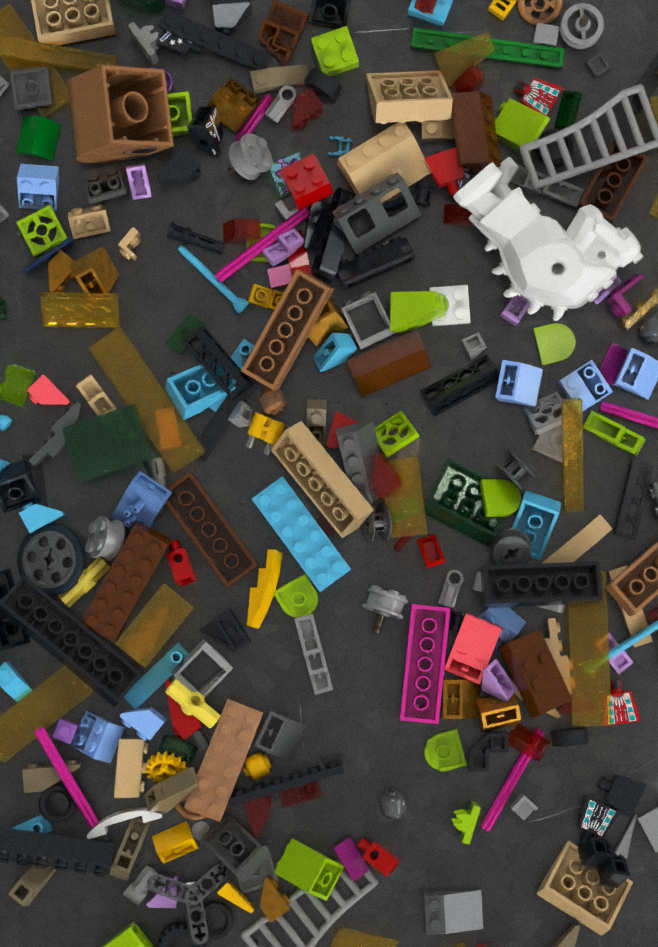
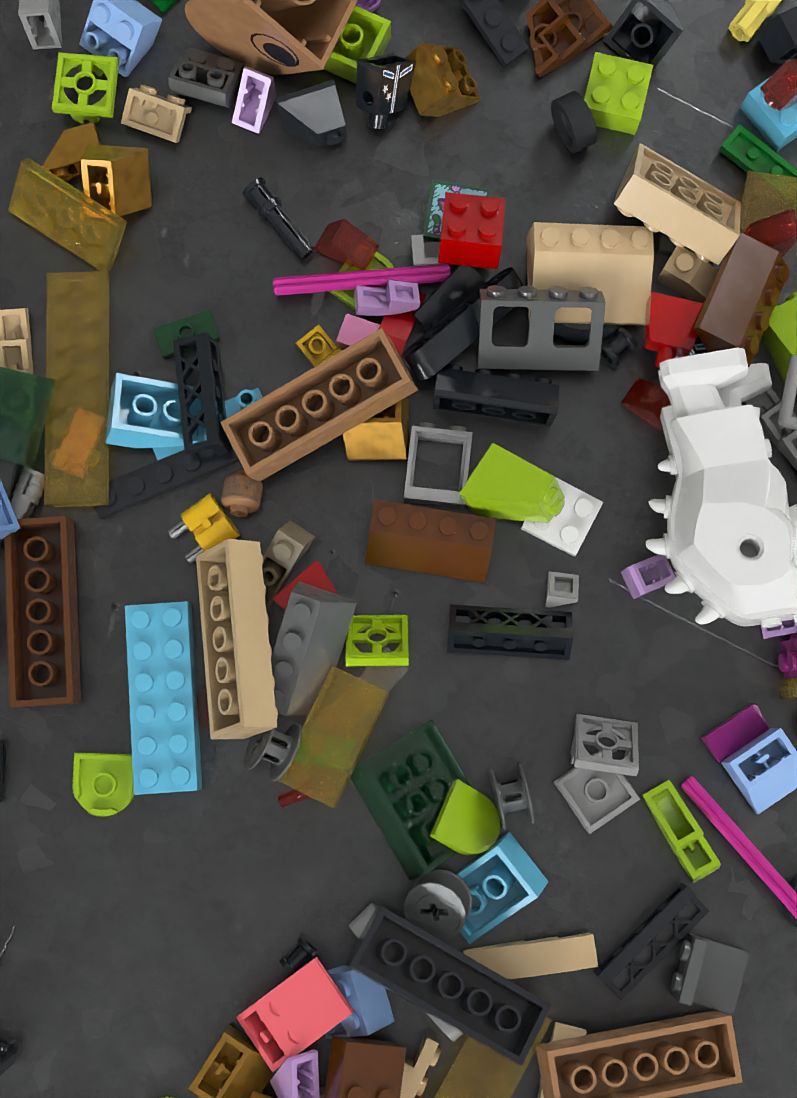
camera: 30 degrees right, 5 degrees down
(38, 262) = (46, 120): dark blue window -> none
(130, 240) = (186, 167): tan bracket -> none
(239, 303) = (282, 340): medium azure piece -> none
(241, 415) = (189, 486): light grey slope -> none
(249, 156) = (417, 154): light grey wheel -> none
(256, 116) = (456, 115): dark pink axle -> none
(262, 595) = (56, 748): yellow slope -> none
(275, 78) = (517, 81): dark tan slope -> none
(280, 105) = (501, 118): light grey piece -> none
(305, 107) = (530, 141): clear red slope -> none
(313, 654) = (73, 875): light grey slope -> none
(334, 351) = (367, 478): medium azure slope -> none
(341, 140) = (560, 218): medium azure piece -> none
(384, 477) = (323, 691): clear red slope -> none
(385, 604) = (212, 869): light grey wheel -> none
(424, 664) = (214, 991): dark pink brick -> none
(431, 551) = (325, 835): red slope -> none
(450, 590) = (319, 906): light grey piece -> none
(519, 383) = (591, 678): light blue slope -> none
(554, 342) = (673, 654): lime tile -> none
(572, 455) = (606, 825): clear yellow plate -> none
(585, 384) = (680, 741): light blue slope -> none

